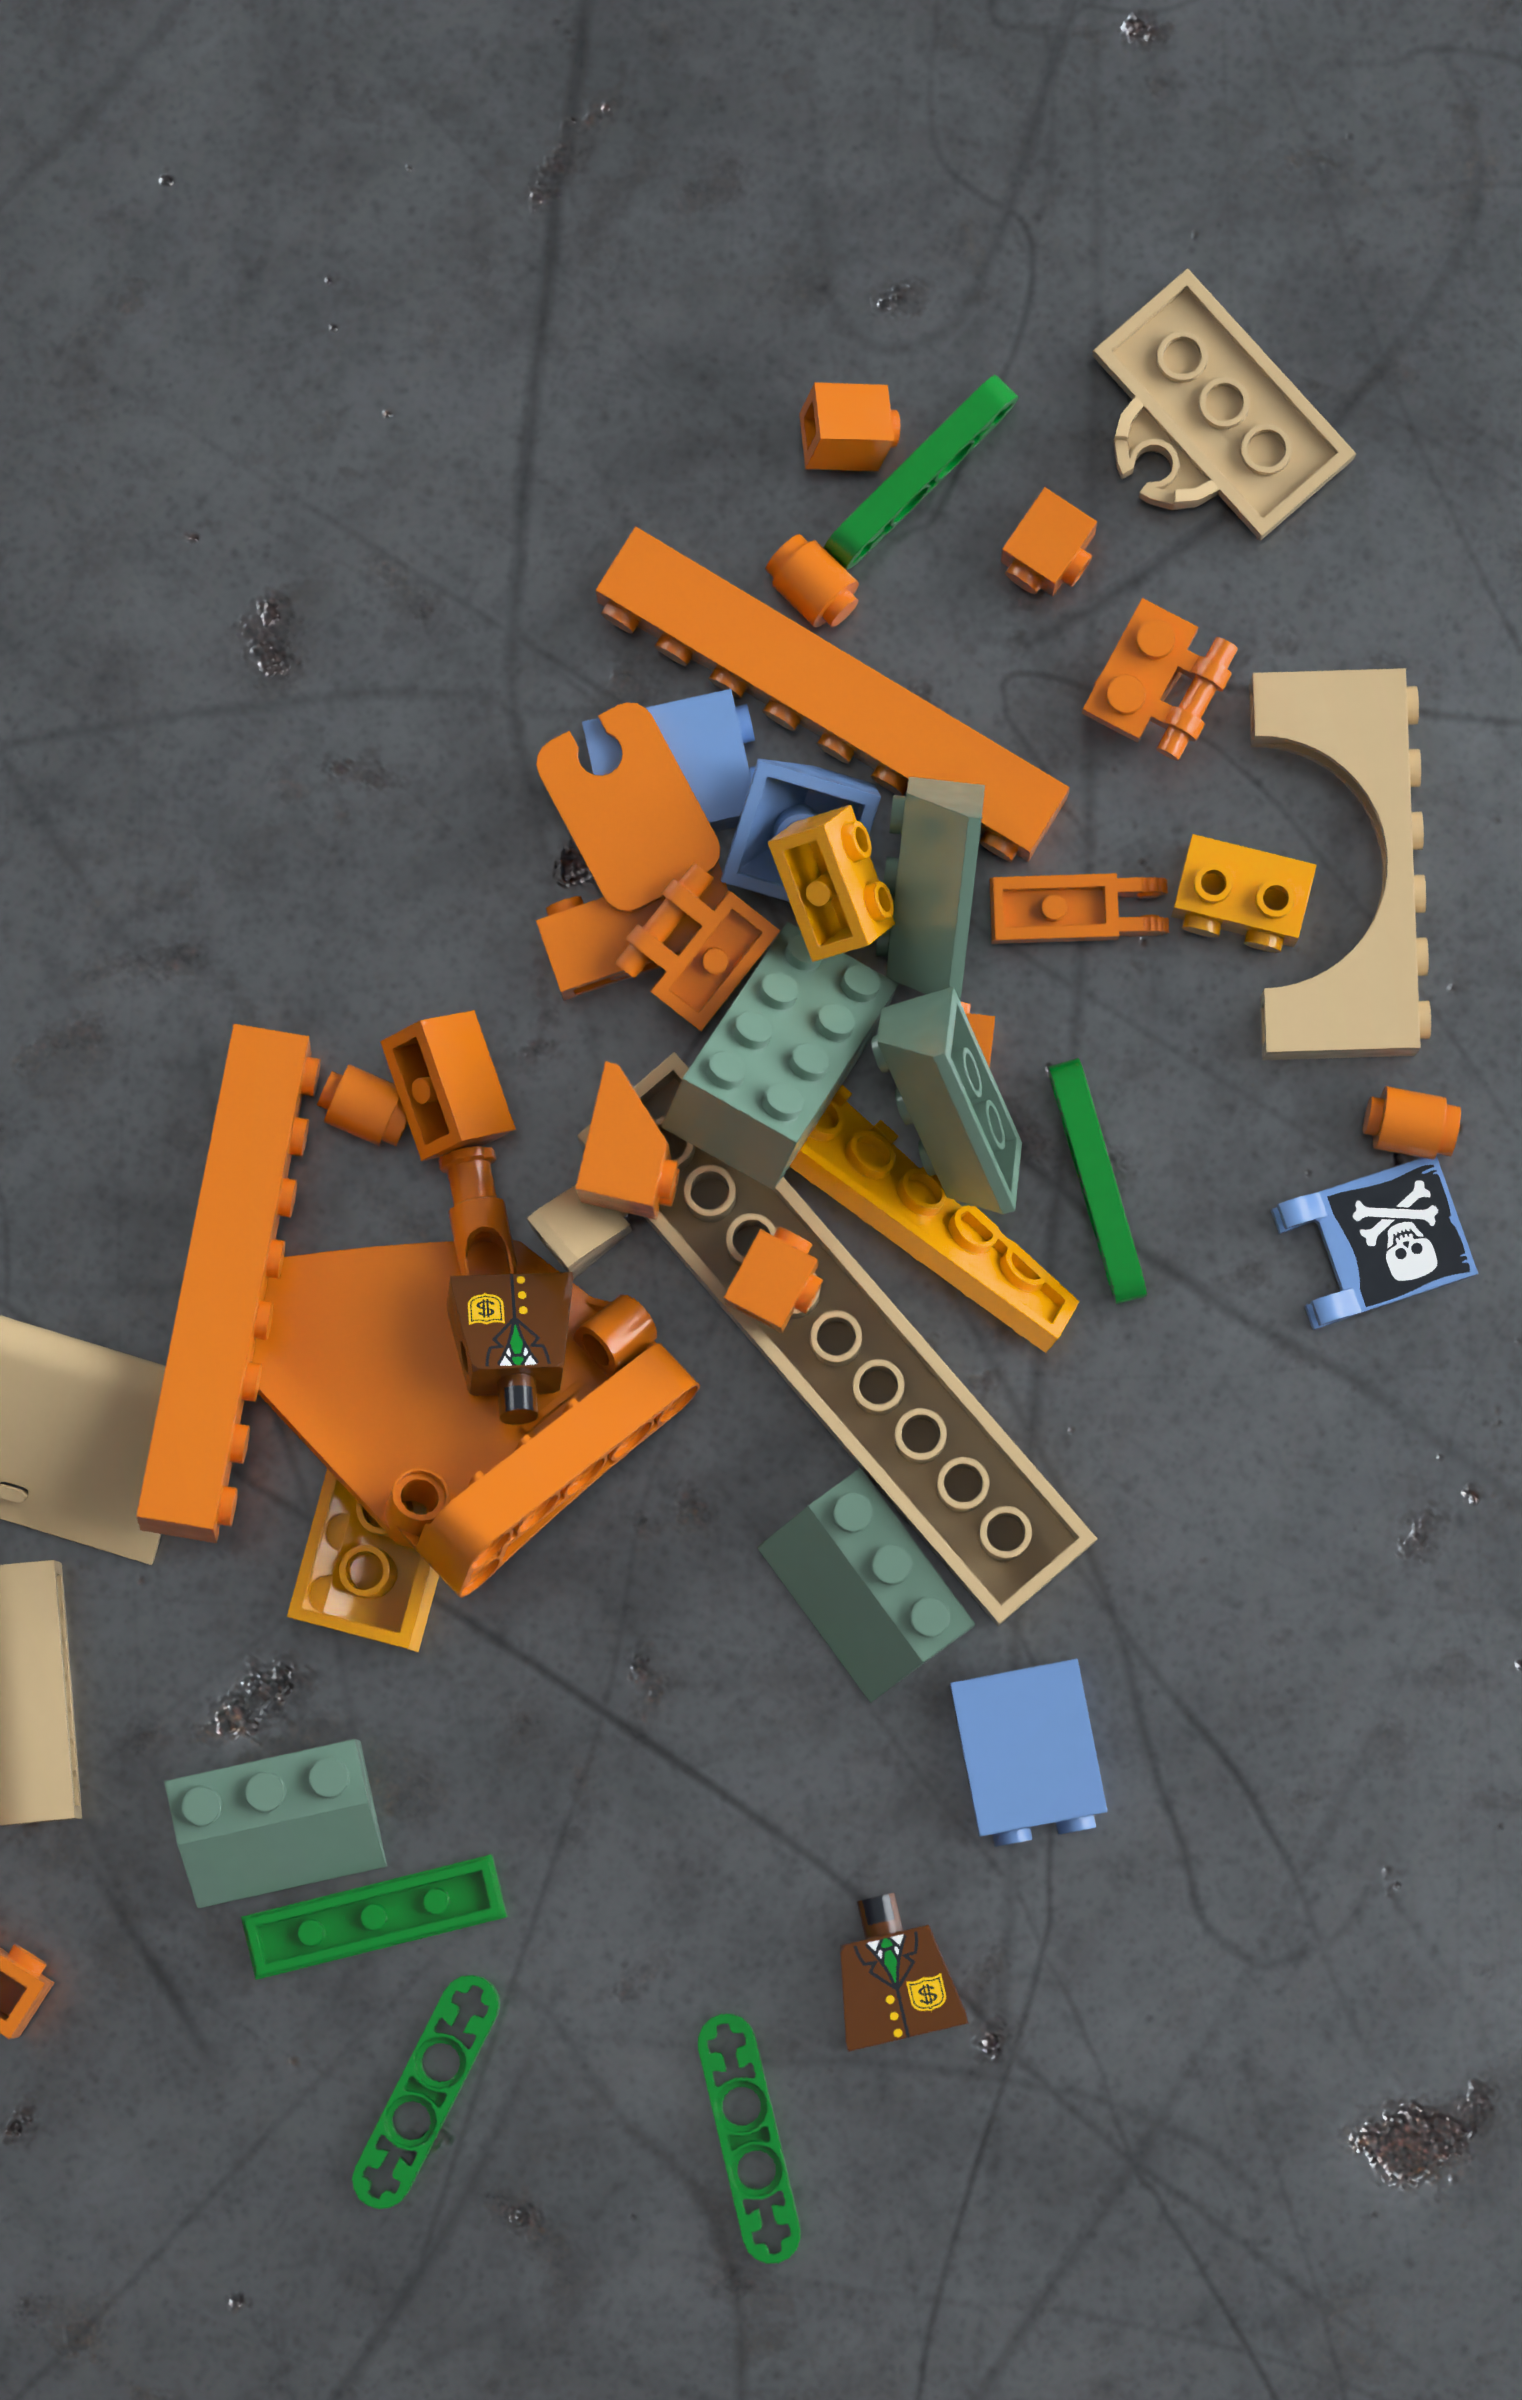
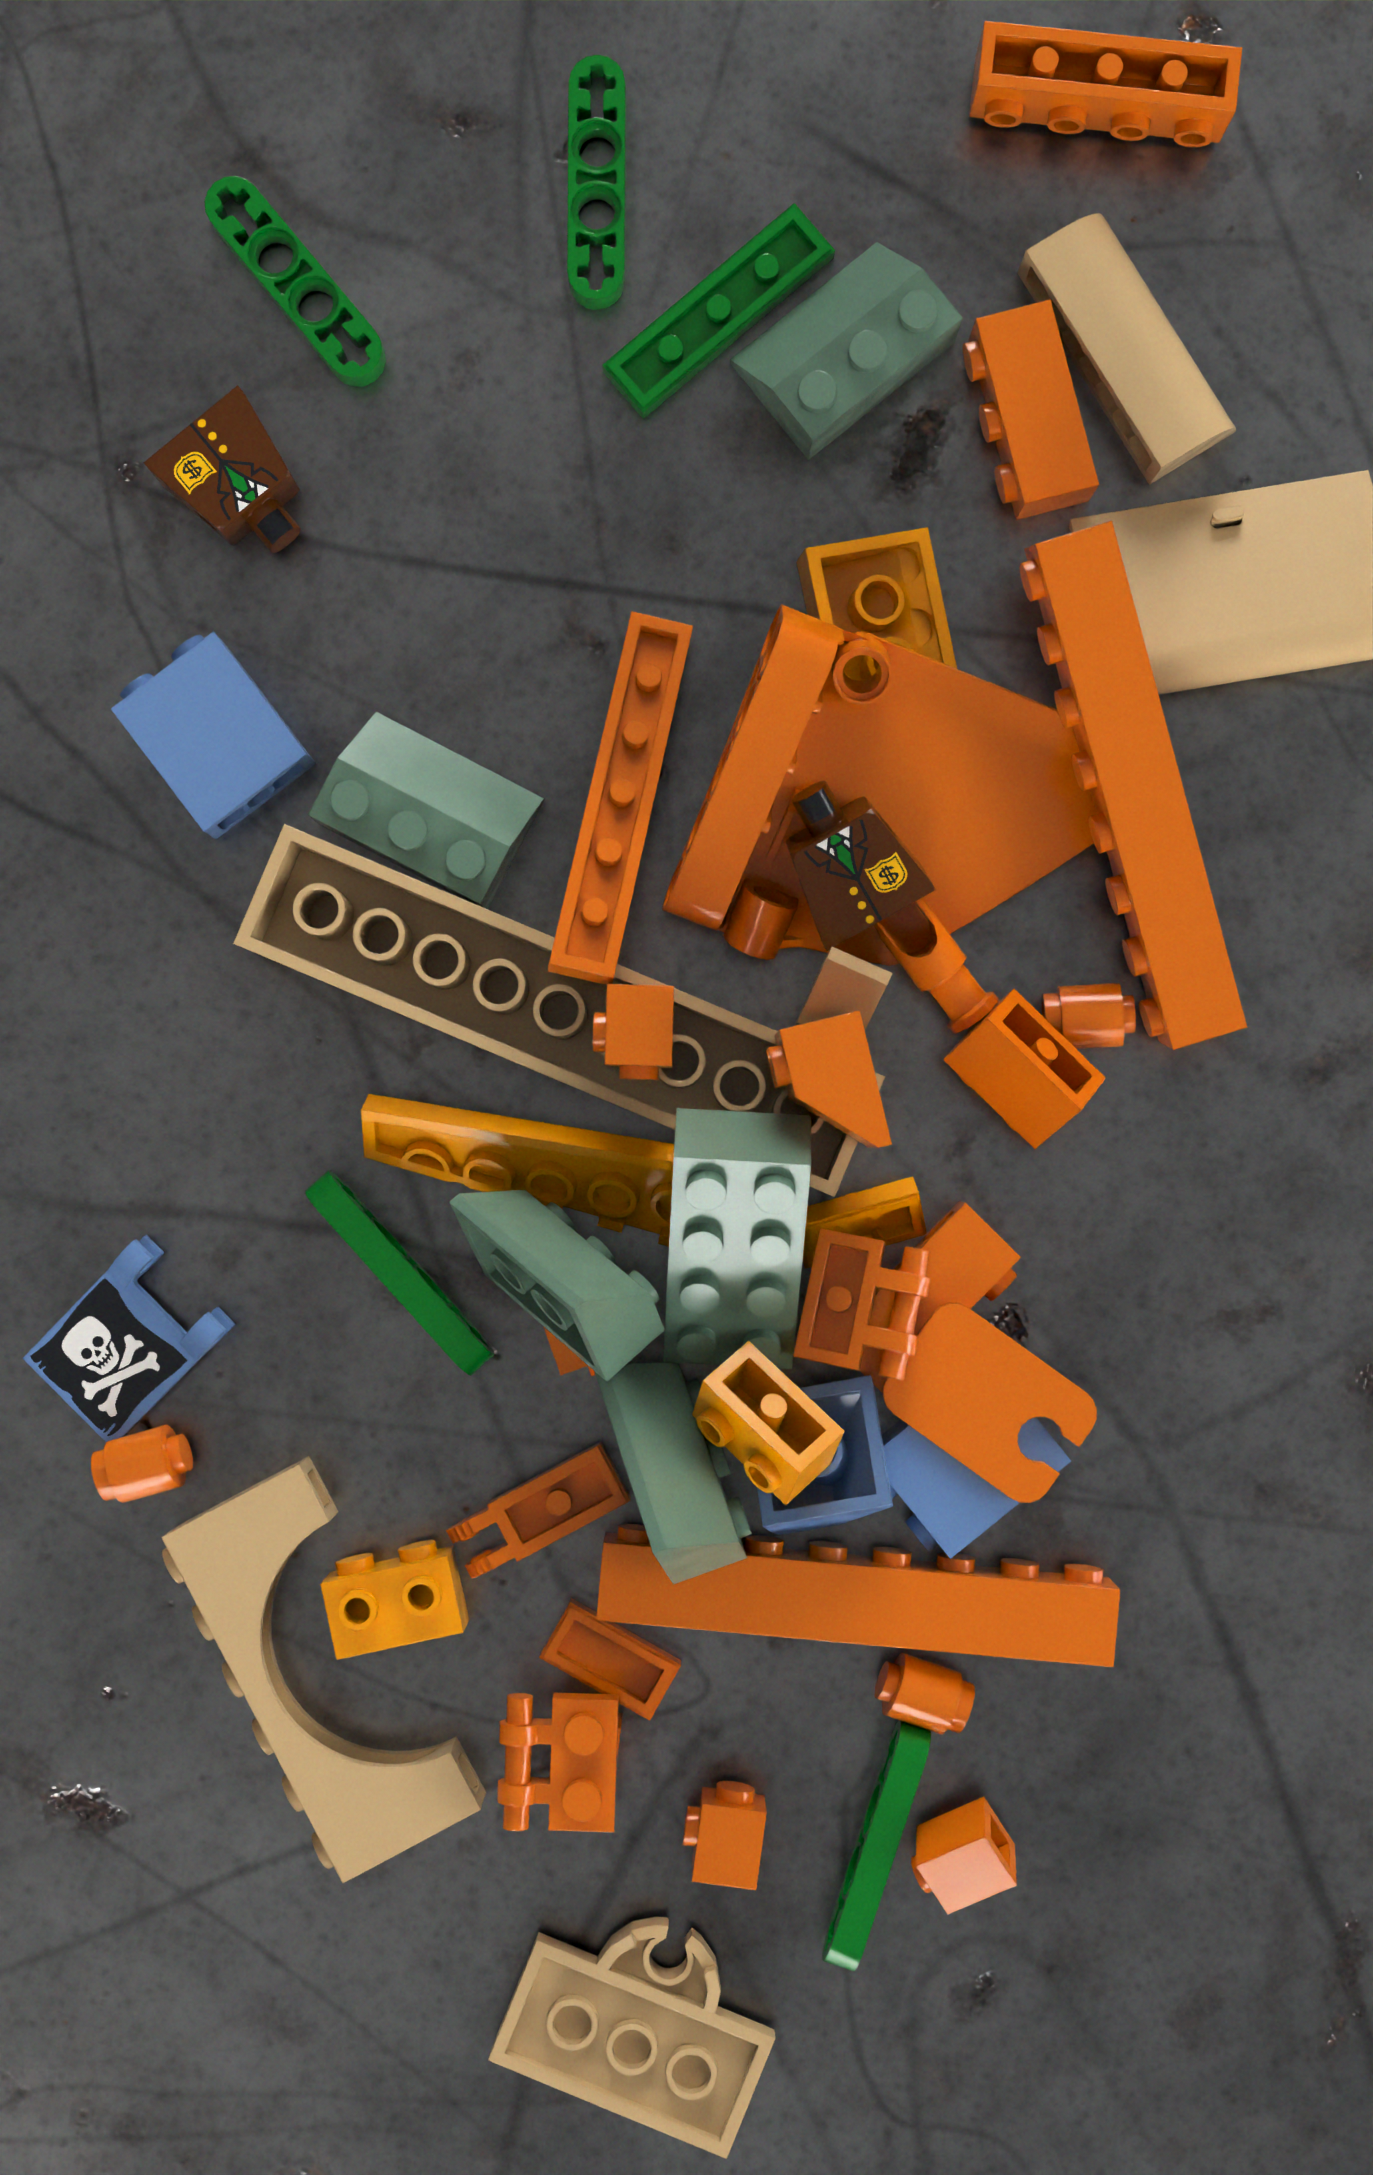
camera: 150 degrees right, 5 degrees up
(140, 1676) = (1030, 410): none -> orange brick
(646, 1022) = (880, 1213): none -> light orange plate
(686, 1502) = (620, 799): none -> orange plate
(1078, 748) = (610, 1659): none -> orange tile

